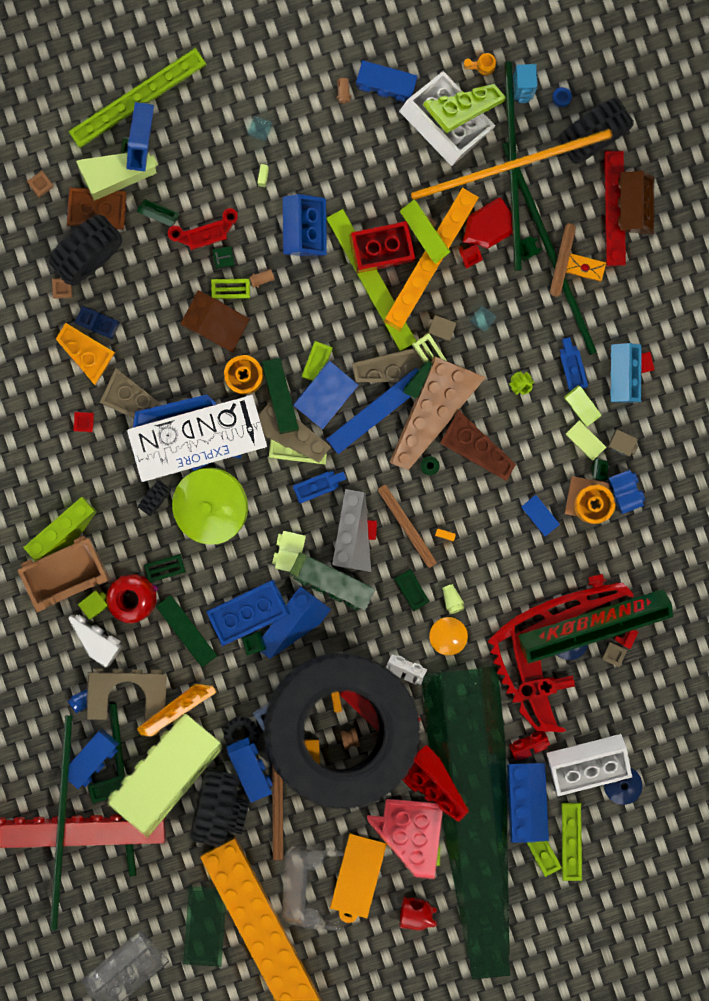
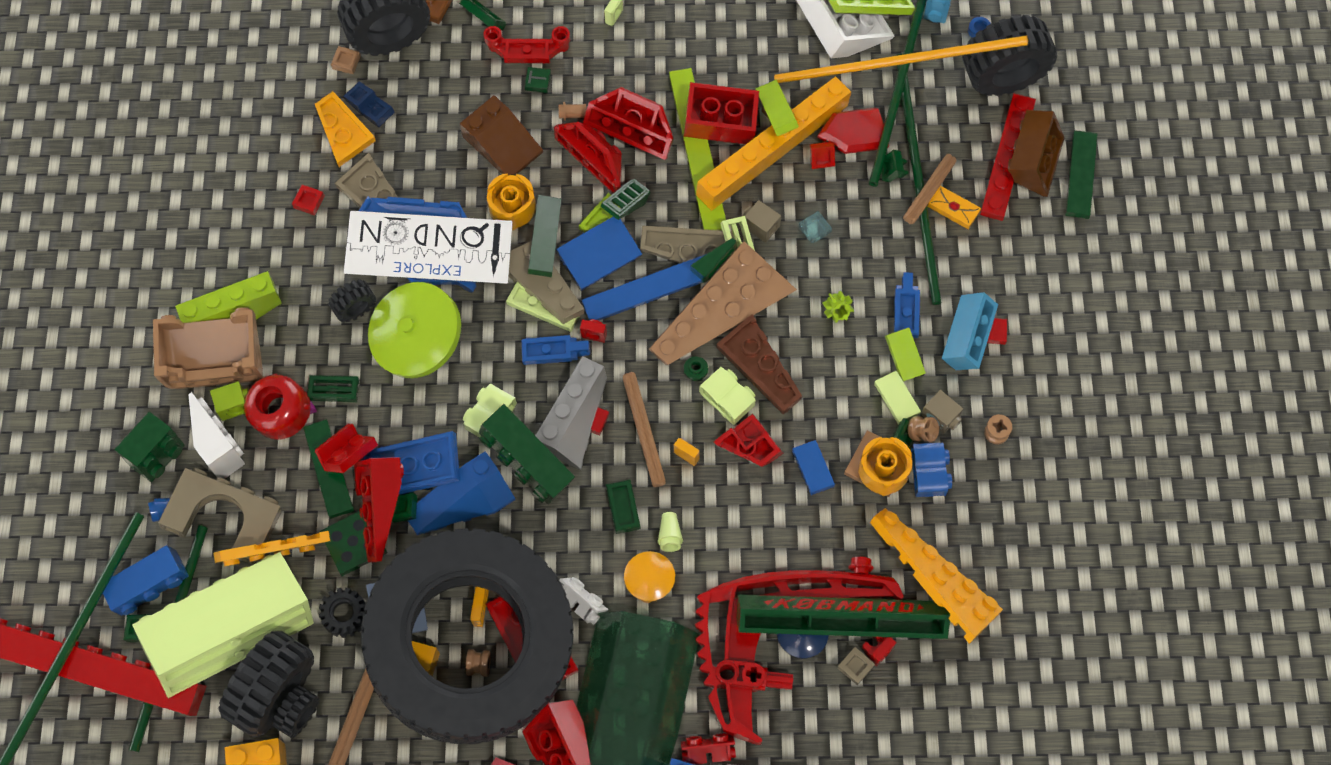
camera: 20 degrees right, 20 degrees down
(53, 662) = (150, 447): none -> dark green brick
(196, 617) = (344, 449): none -> red bracket
(227, 679) = (348, 543): none -> dark green tile
(229, 289) = (533, 118): lime tile -> none
(235, 640) = (379, 485): none -> red wedge
(250, 769) = (334, 657): blue brick -> none
(293, 311) = (592, 152): none -> red wedge
(304, 225) = (642, 66): blue slope -> none
(315, 279) = (631, 120): none -> red wedge
(336, 335) = (628, 197): none -> dark green slope
(343, 460) = (593, 330): none -> red plate
(460, 480) = (728, 395): none -> yellowish green brick
(489, 511) = (750, 442): none -> red slope
(612, 462) = (923, 429): none -> medium nougat wheel
(656, 574) = (938, 577): none -> light orange wing
(664, 445) = (995, 434): none -> medium nougat wheel
(675, 206) = (1081, 174): none -> dark green tile

